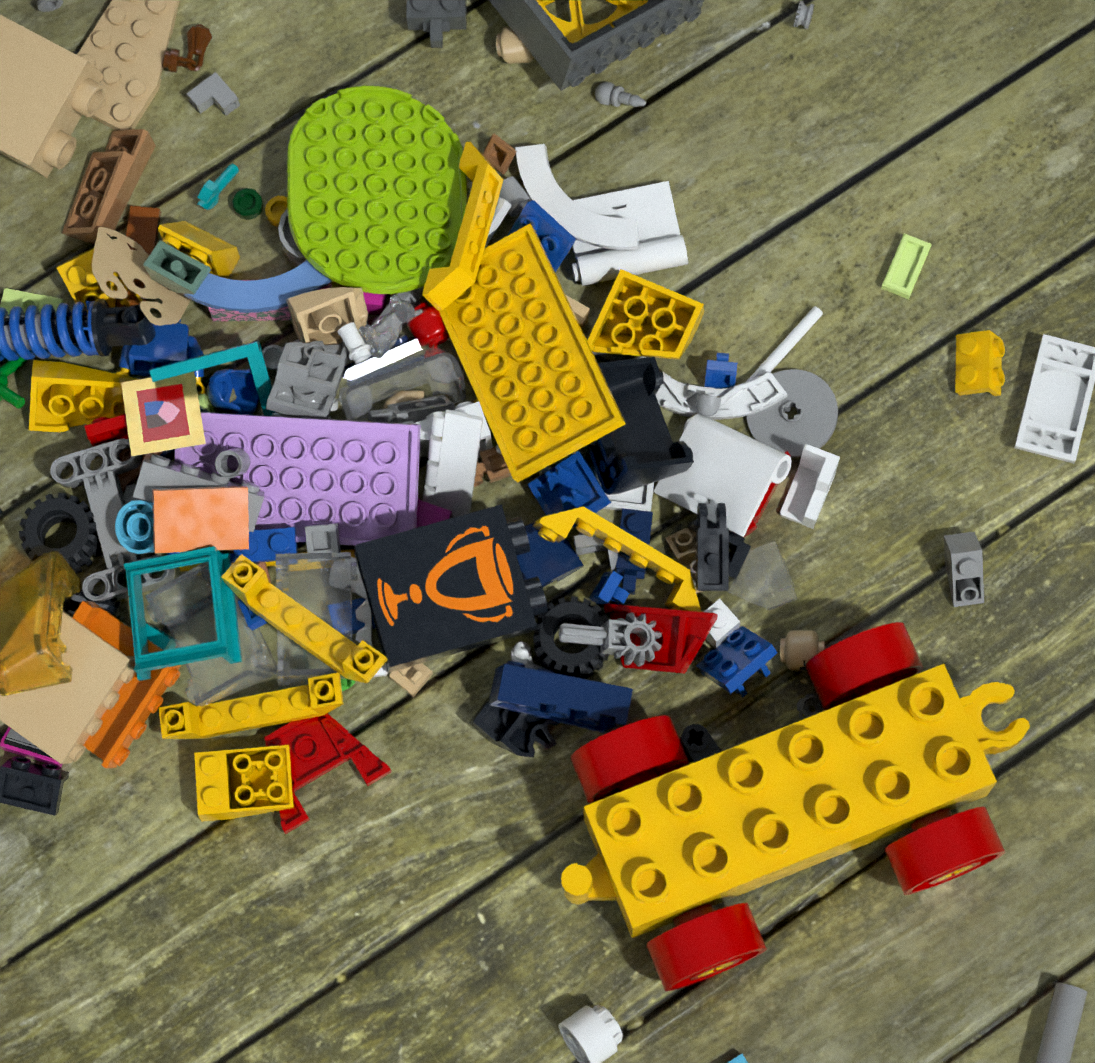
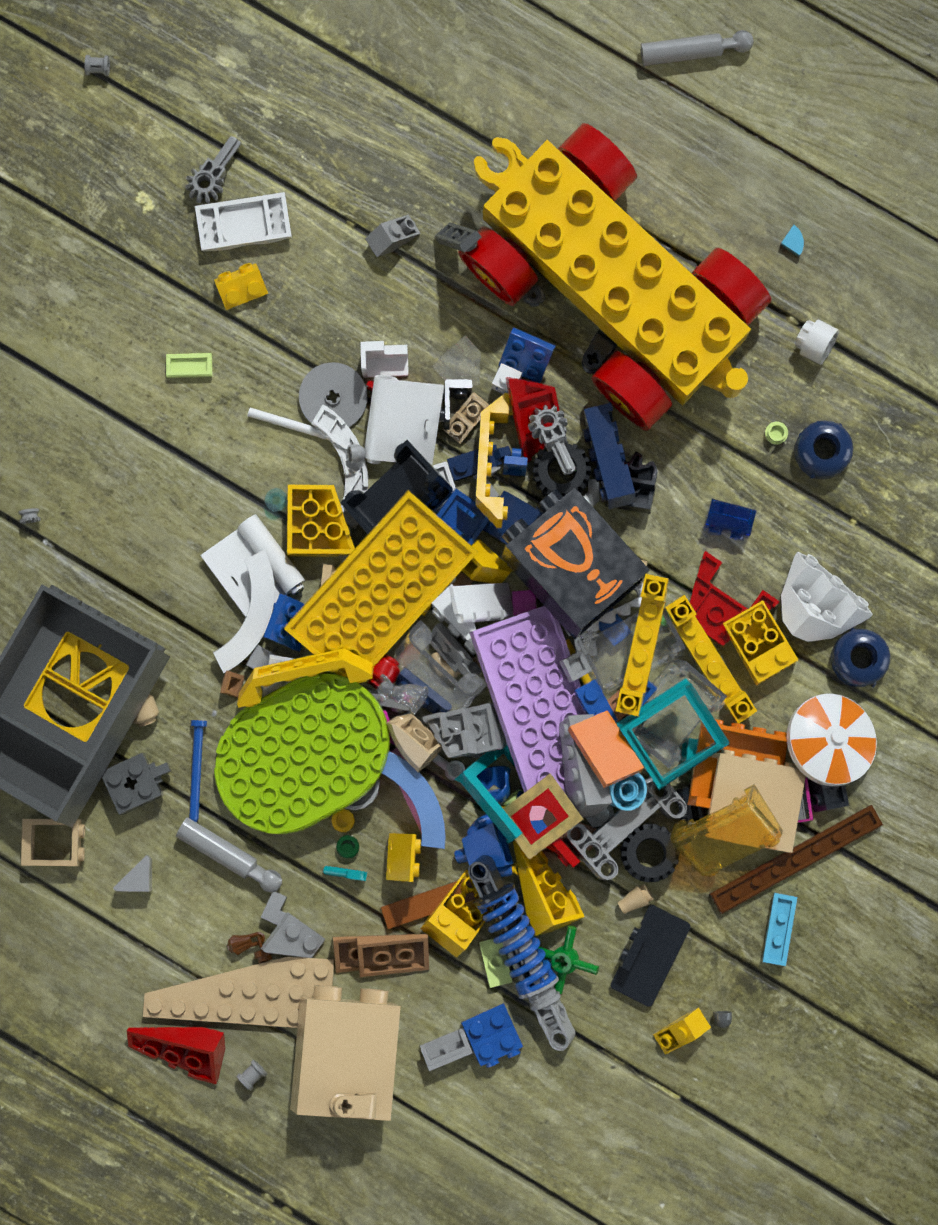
camera: 120 degrees left, 10 degrees up
(17, 497) = (636, 898): none -> tan cone
(82, 814) = (831, 740): none -> dish
(116, 256) = (436, 892): tan piece -> none
(172, 96) = (293, 939): none -> light grey wing
(175, 269) = (432, 856): sand green slope -> none
(185, 917) = (842, 663): none -> dark blue piece
(243, 460) = (545, 750): light grey beam -> none
(259, 881) = (819, 603): none -> white brick
(303, 68) = (227, 855): none -> light grey piece
(354, 342) = (426, 711): white pin -> none
(415, 819) = (729, 519): none -> clear blue brick
(450, 1006) = (810, 462): none -> dark blue piece
(469, 99) = (196, 768): none -> blue bar
(498, 931) = (776, 433): none -> yellowish green plate
(503, 489) = (486, 565): none -> yellow slope
(608, 94) = (149, 626): light grey bar -> none
(697, 287) = (271, 494): none -> clear light blue plate
(712, 551) = (462, 401): black hinge -> none
(720, 372) = (327, 456): blue tile -> none
(799, 648) = (498, 317): tan head -> none
(921, 631) = (458, 237): none -> dark grey plate

